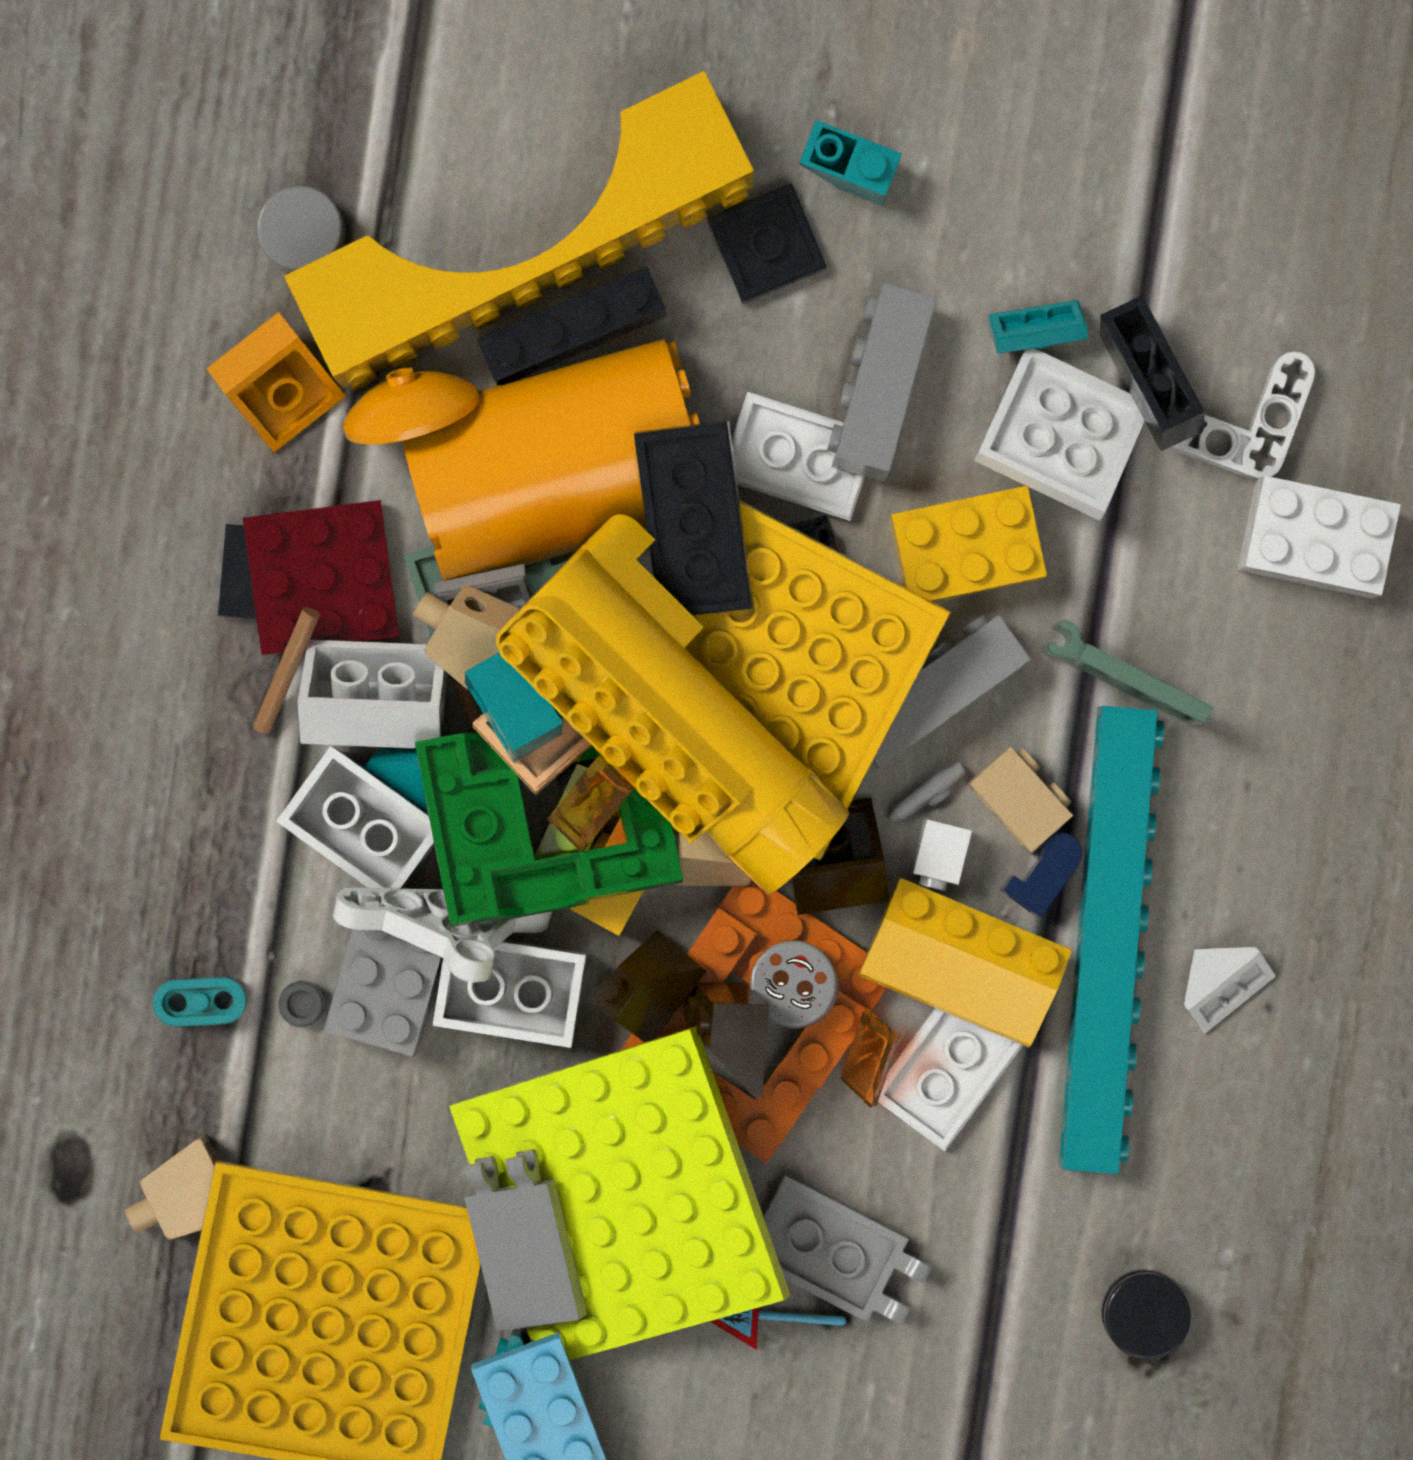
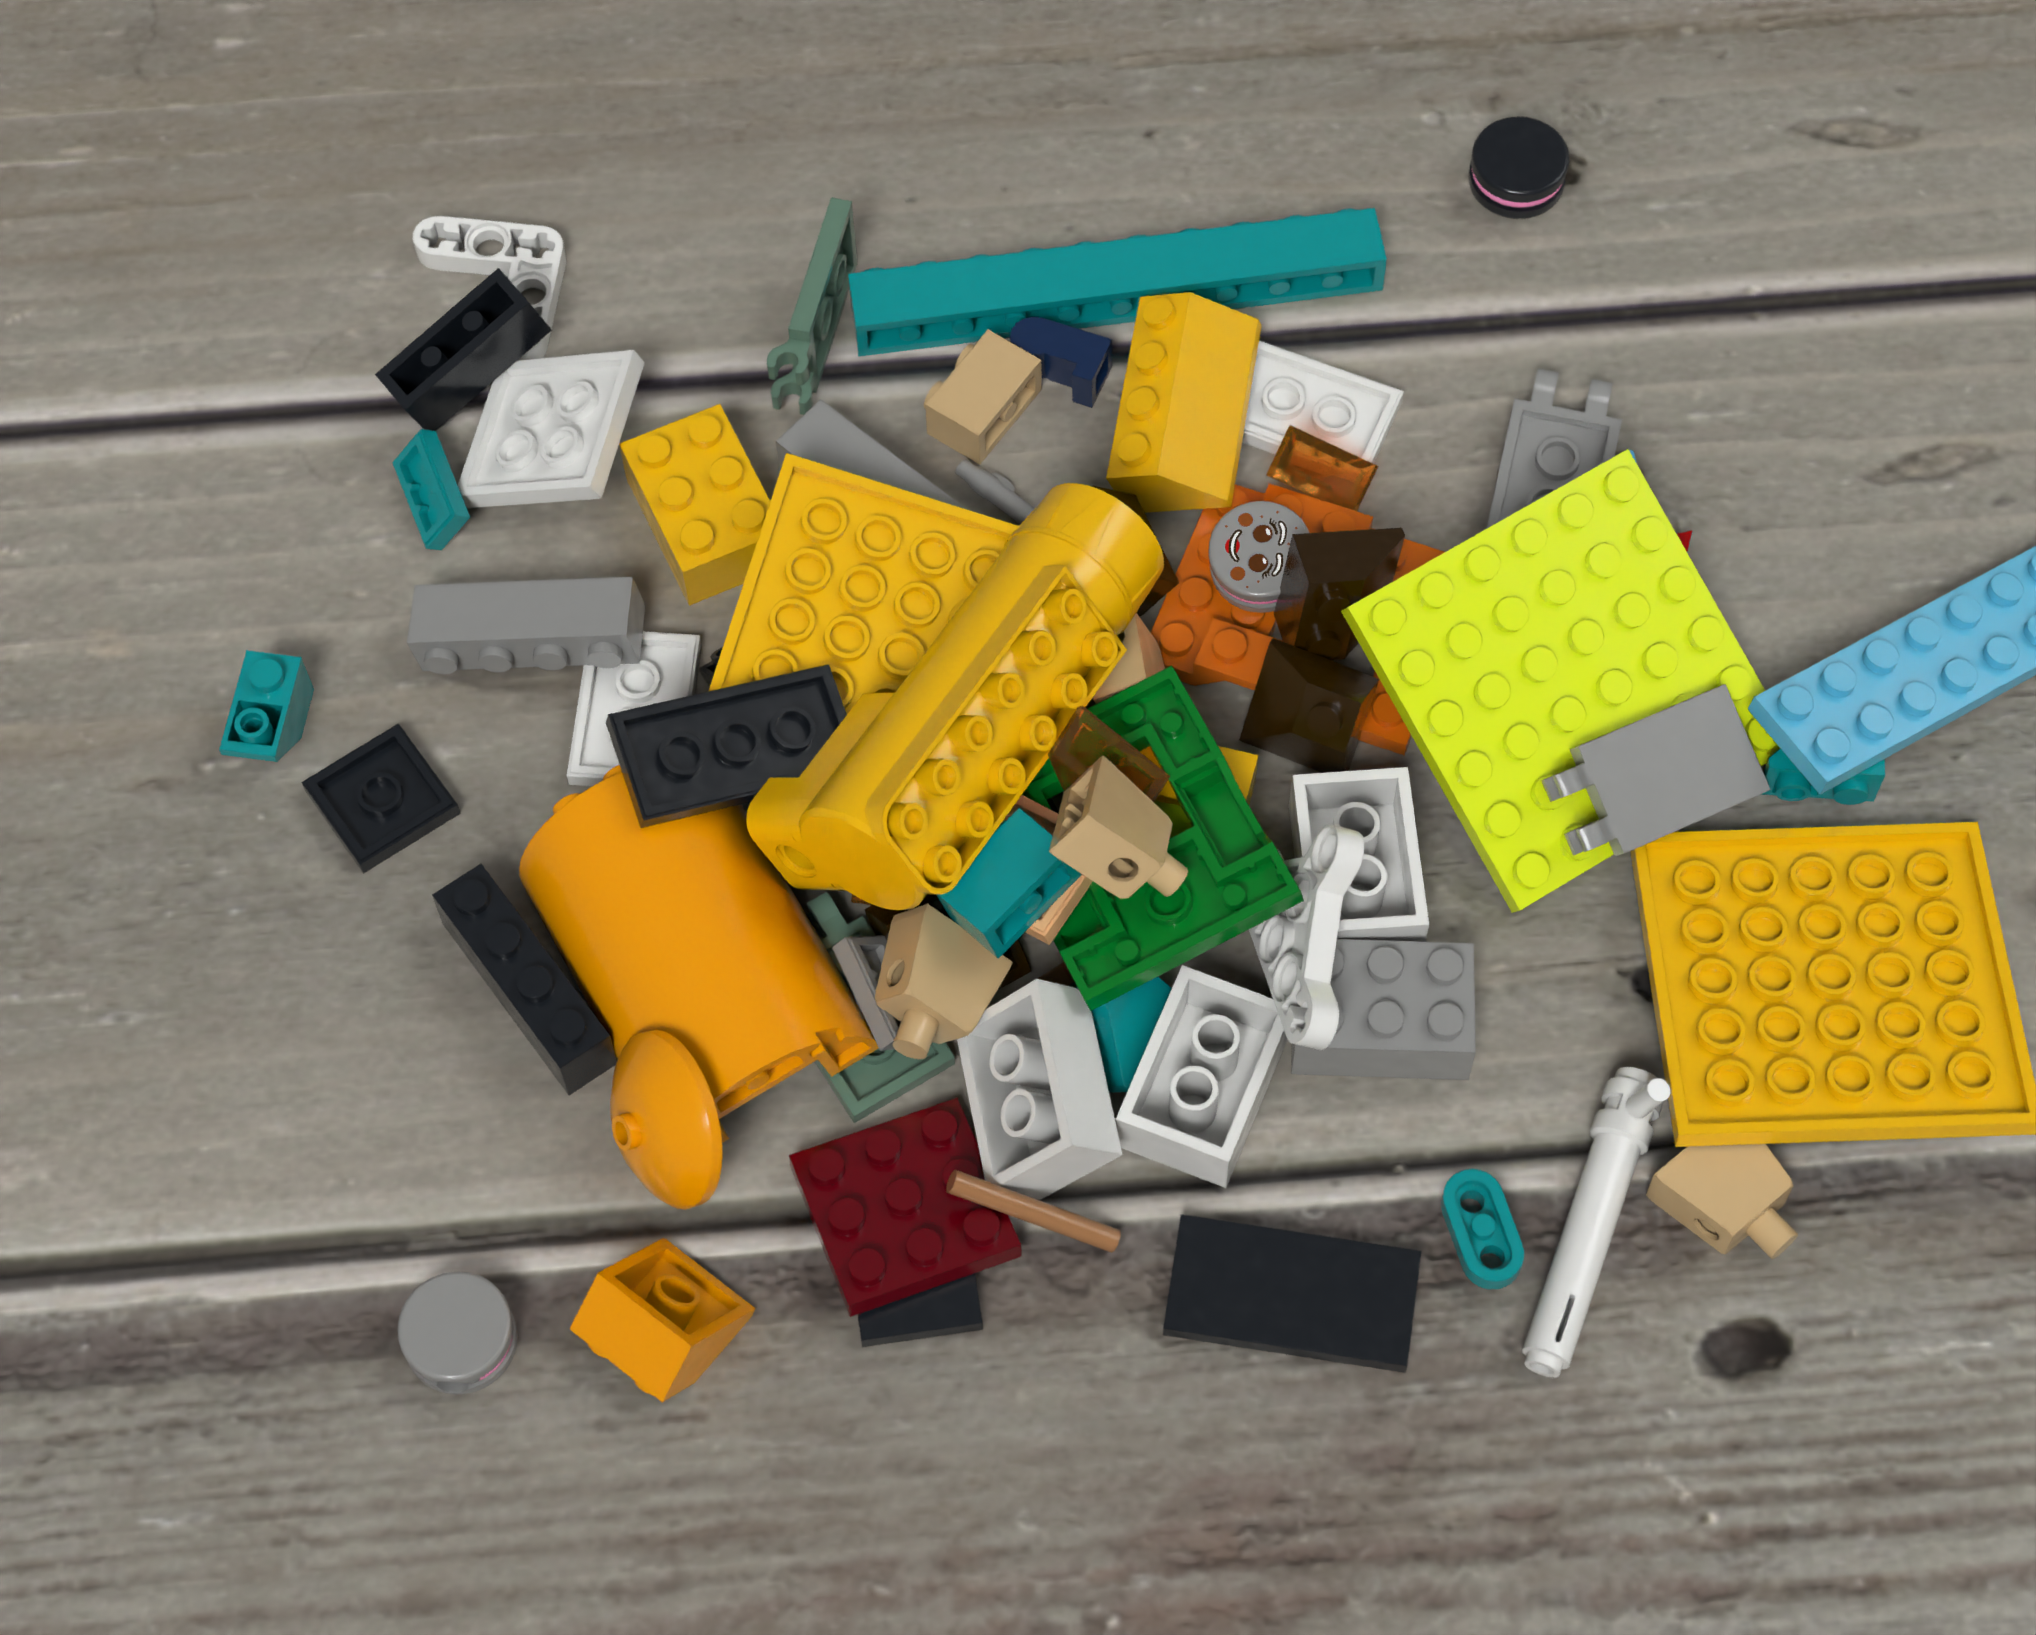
camera: 100 degrees left, 25 degrees down
(188, 848) = (1292, 1293): none -> black tile
(245, 1125) = (1619, 1137): none -> white cylinder
(302, 1003) = (1447, 1113): dark grey tile -> none
(523, 790) = (1115, 834): none -> tan torso
(669, 169) = (307, 911): yellow arch -> none
(940, 854) = (1065, 455): white brick -> none
(1223, 981) = (1130, 174): white slope -> none
(1318, 537) = (617, 175): white brick -> none

